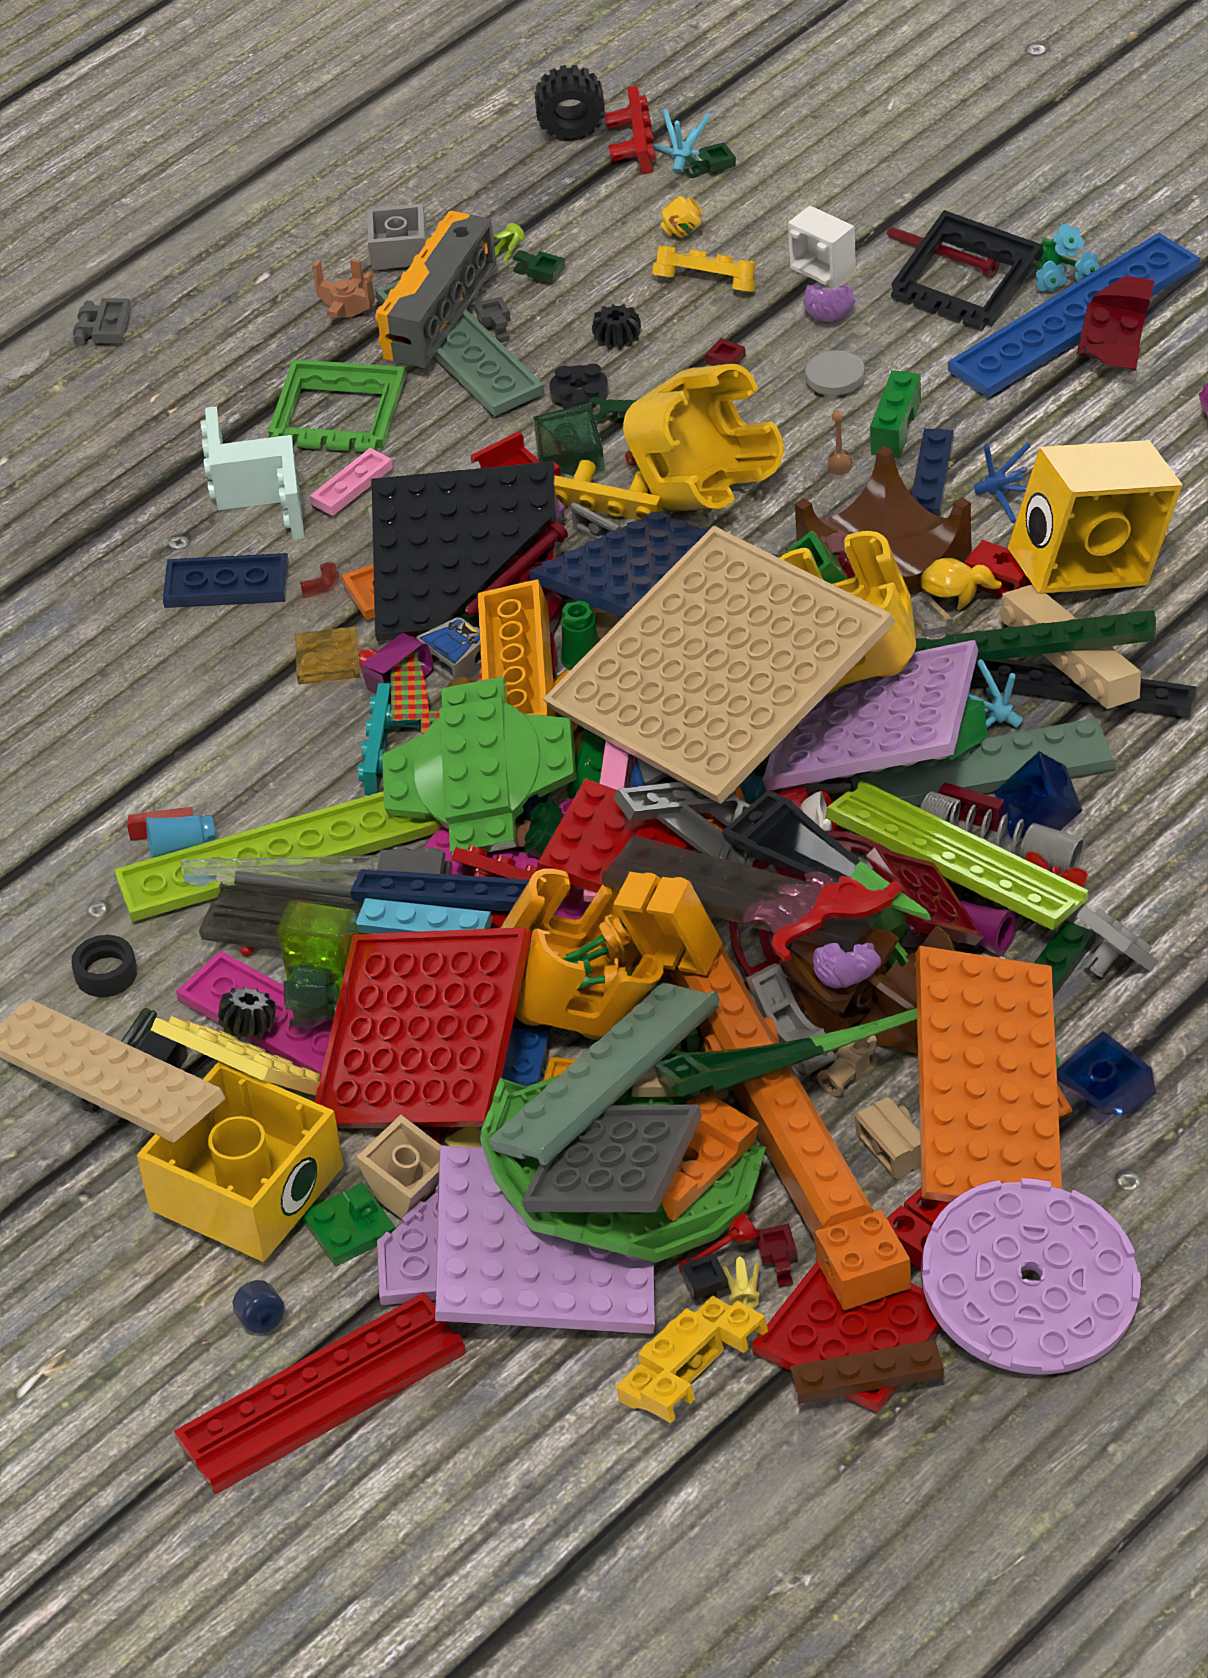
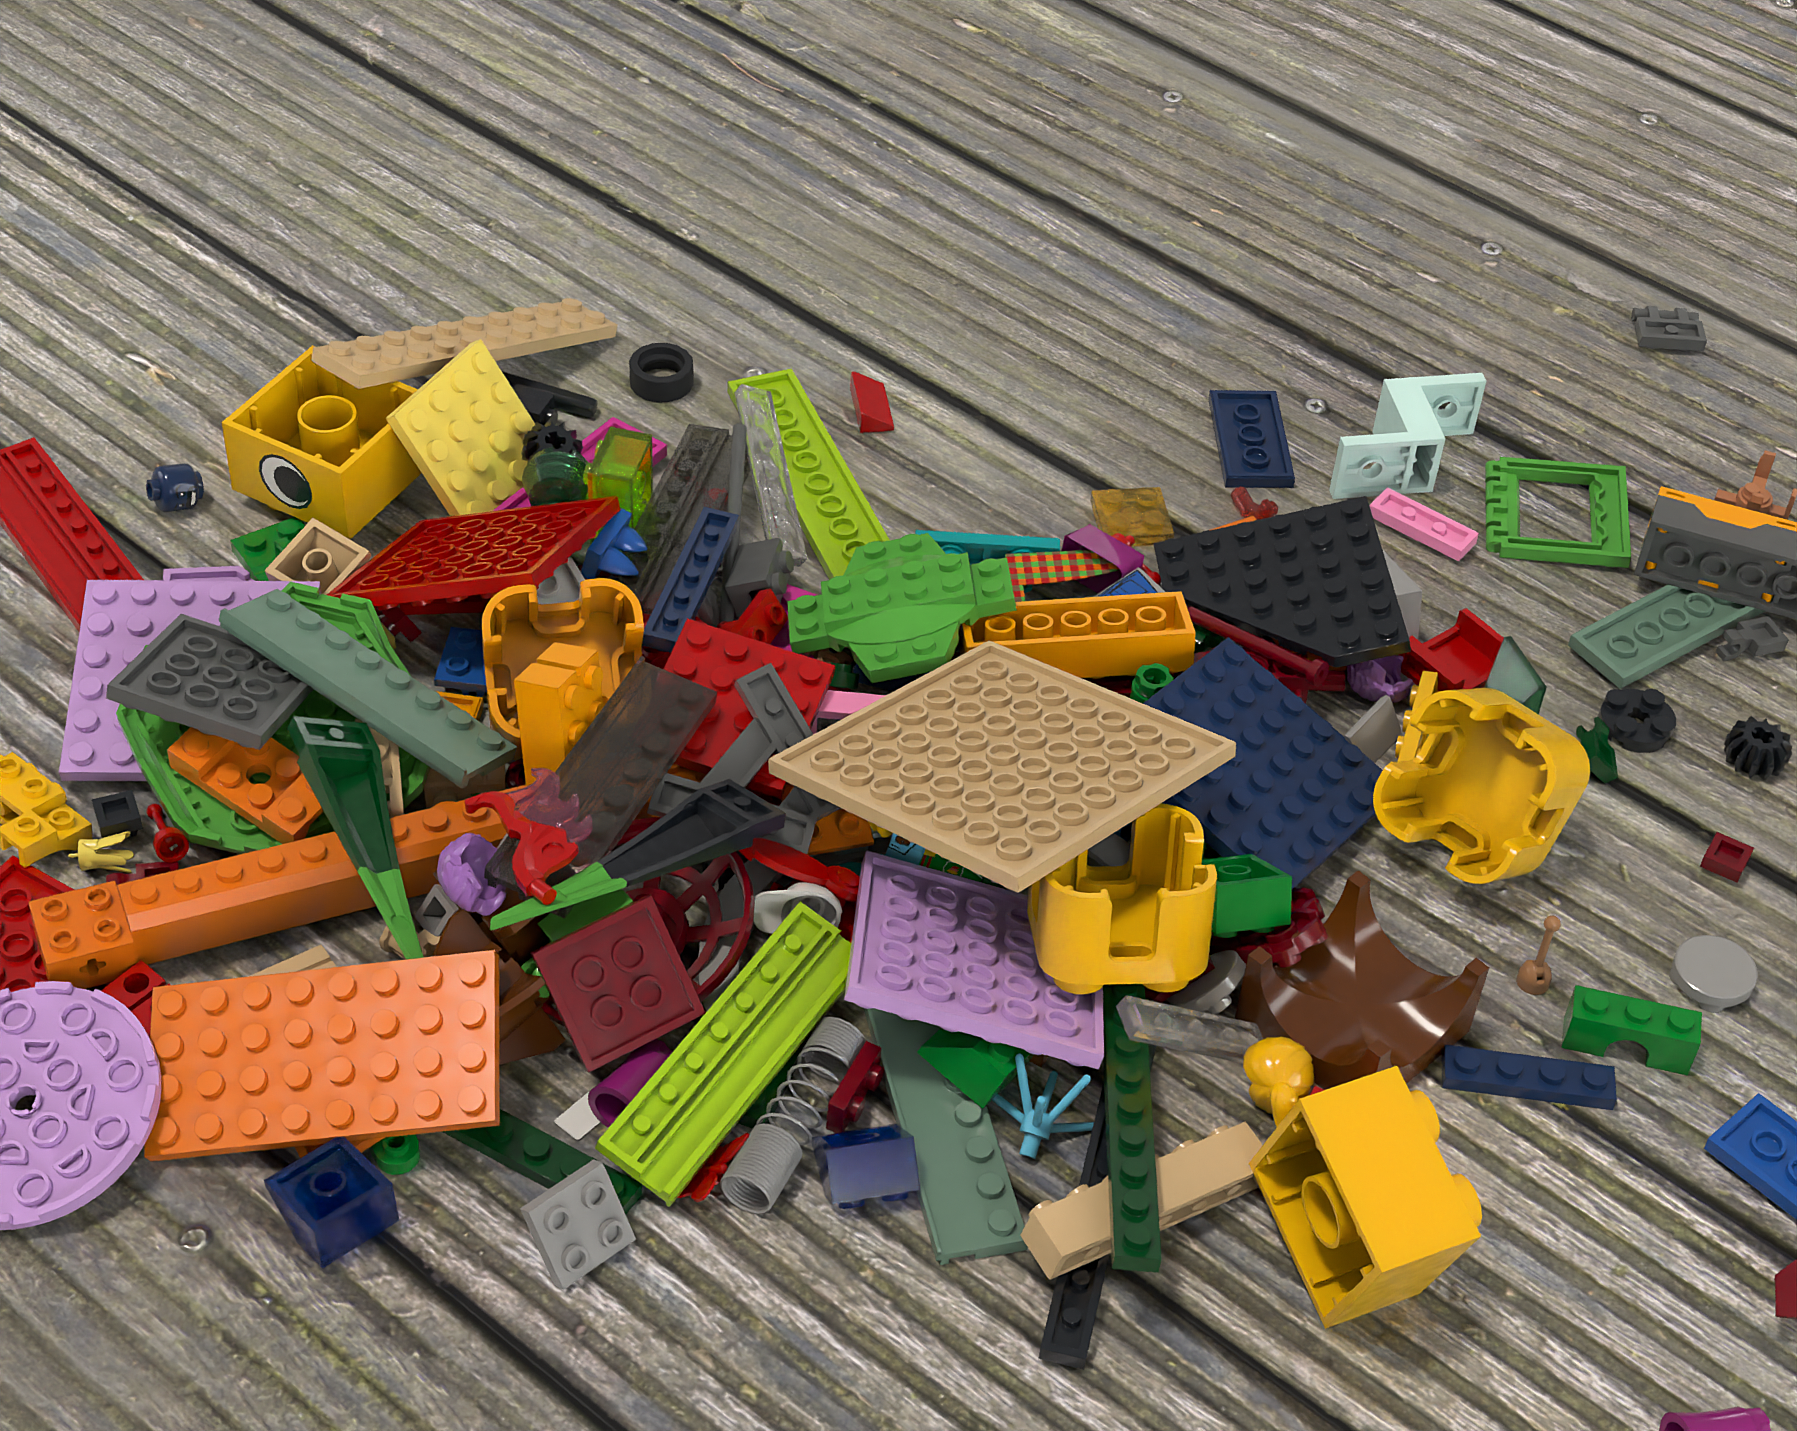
camera: 80 degrees right, 0 degrees up
(178, 833) = (836, 405): dark azure plant -> none
(394, 916) = (658, 561): medium azure plate -> none
(999, 482) = (1506, 1144): blue plant -> none

